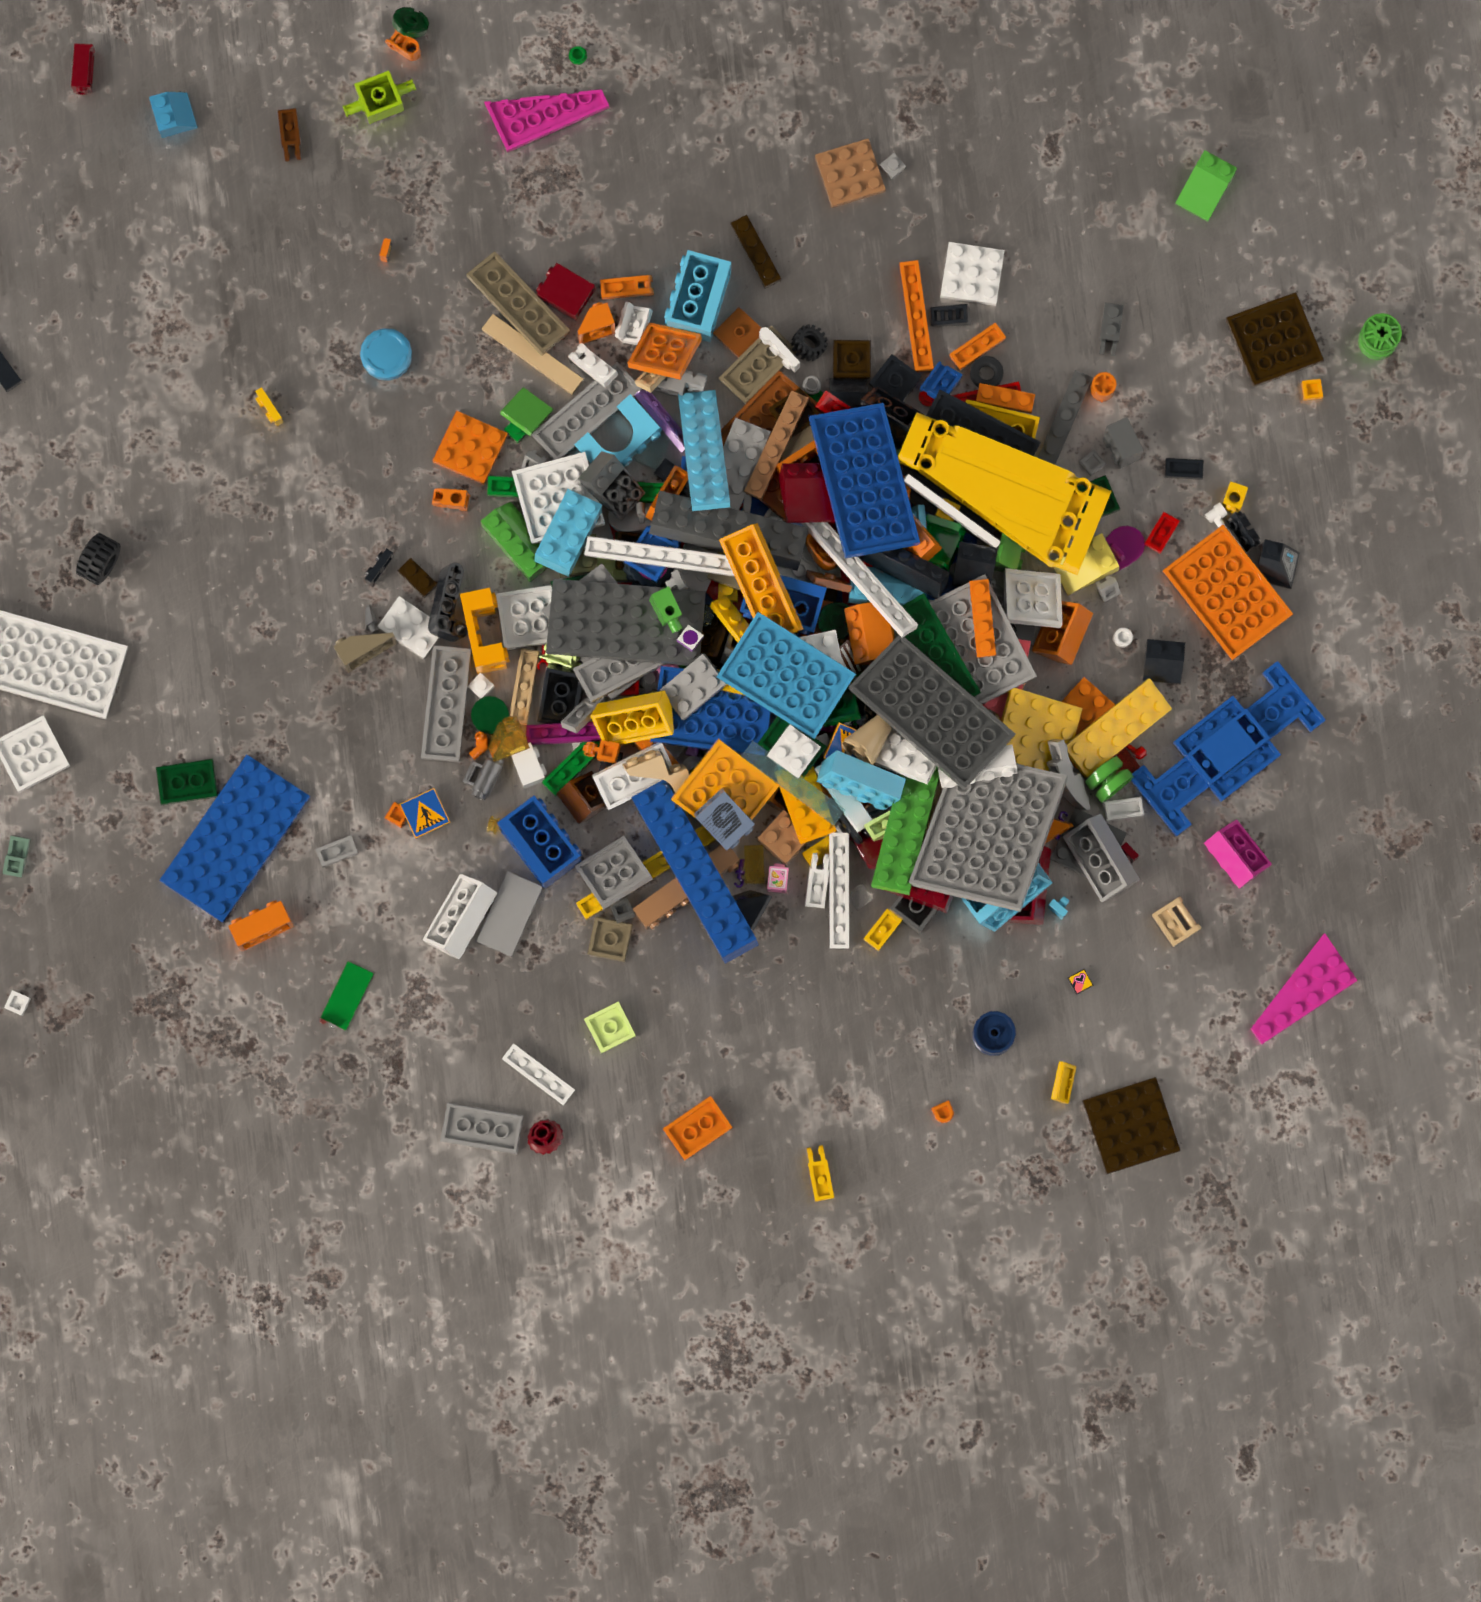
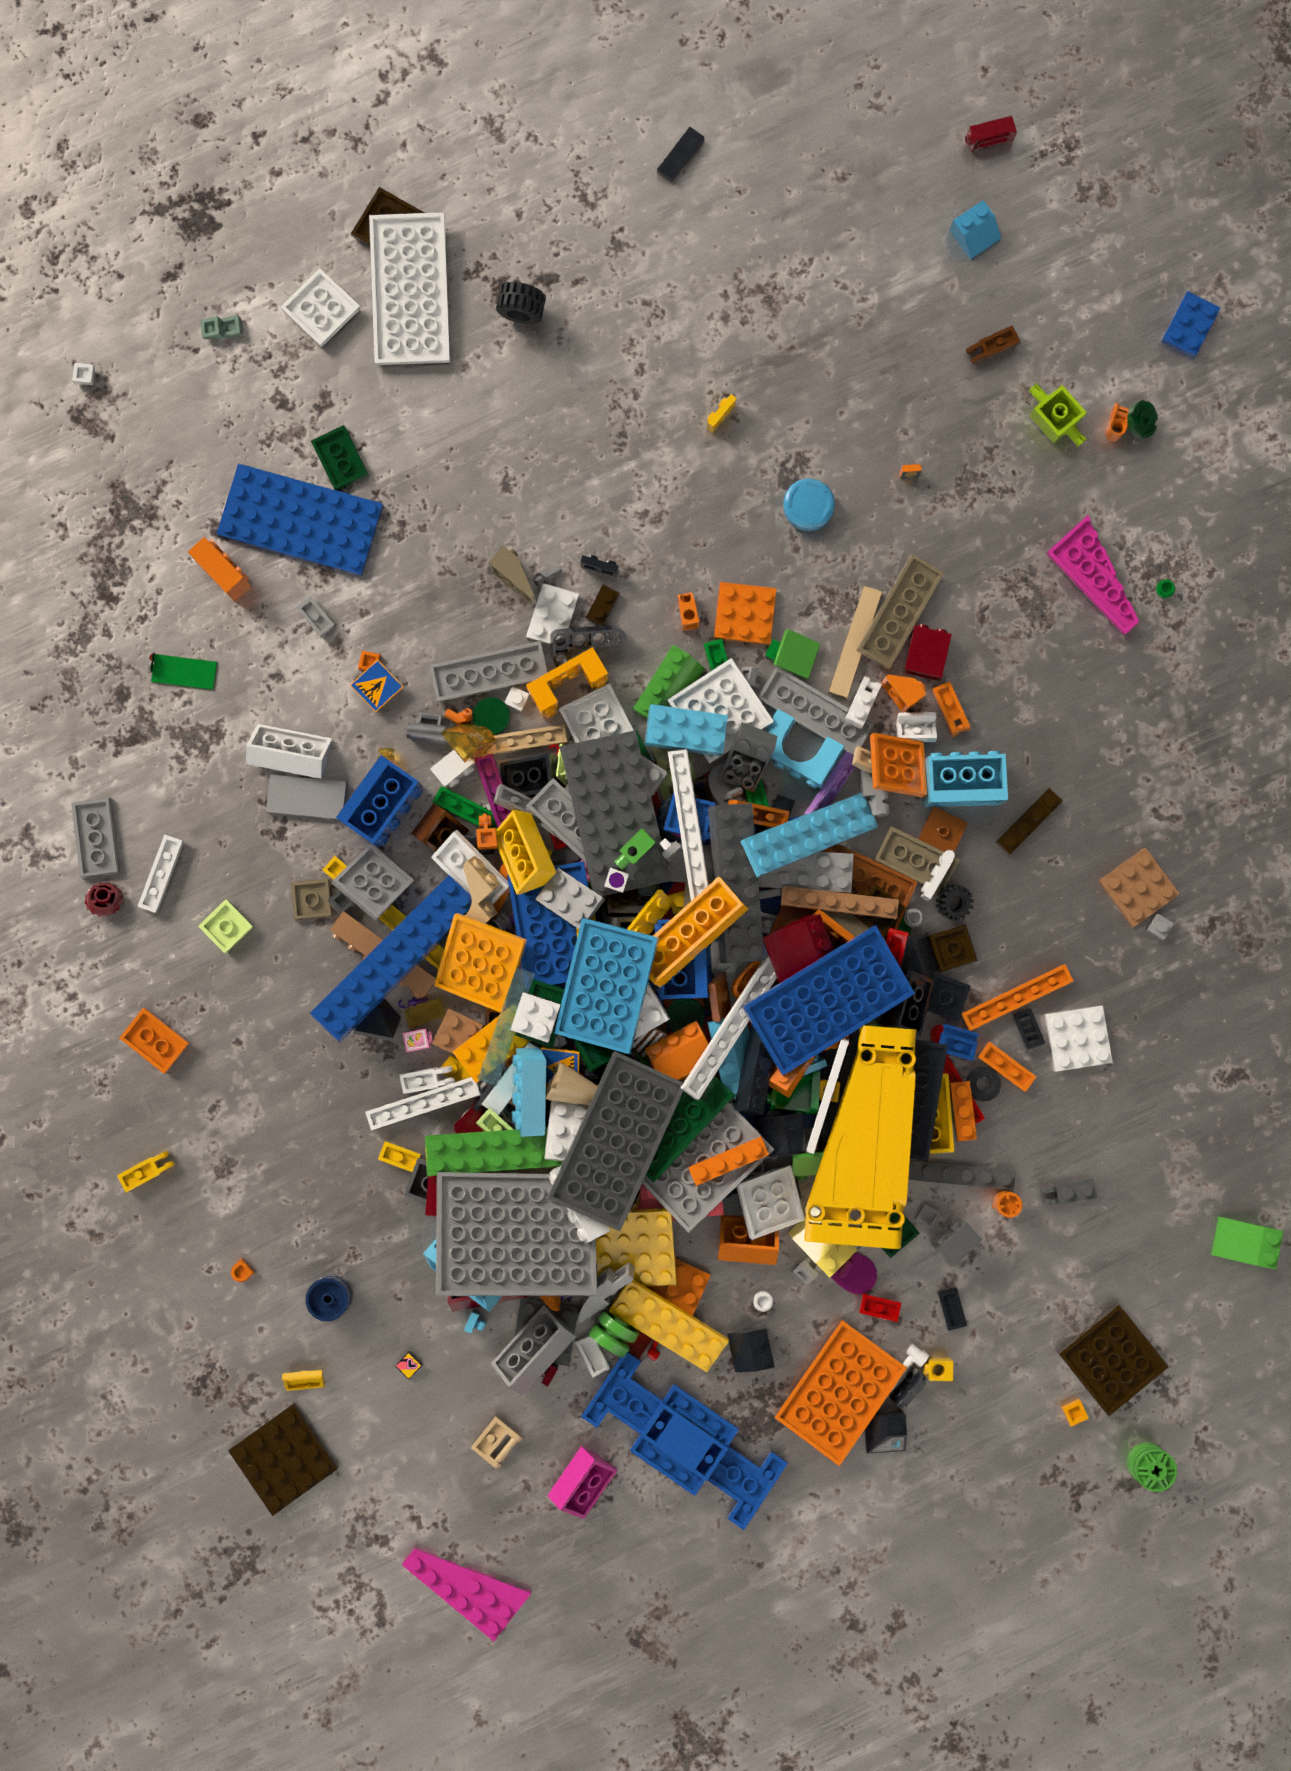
camera: 70 degrees right, 5 degrees up
(724, 819) = (450, 970): sand blue panel -> none

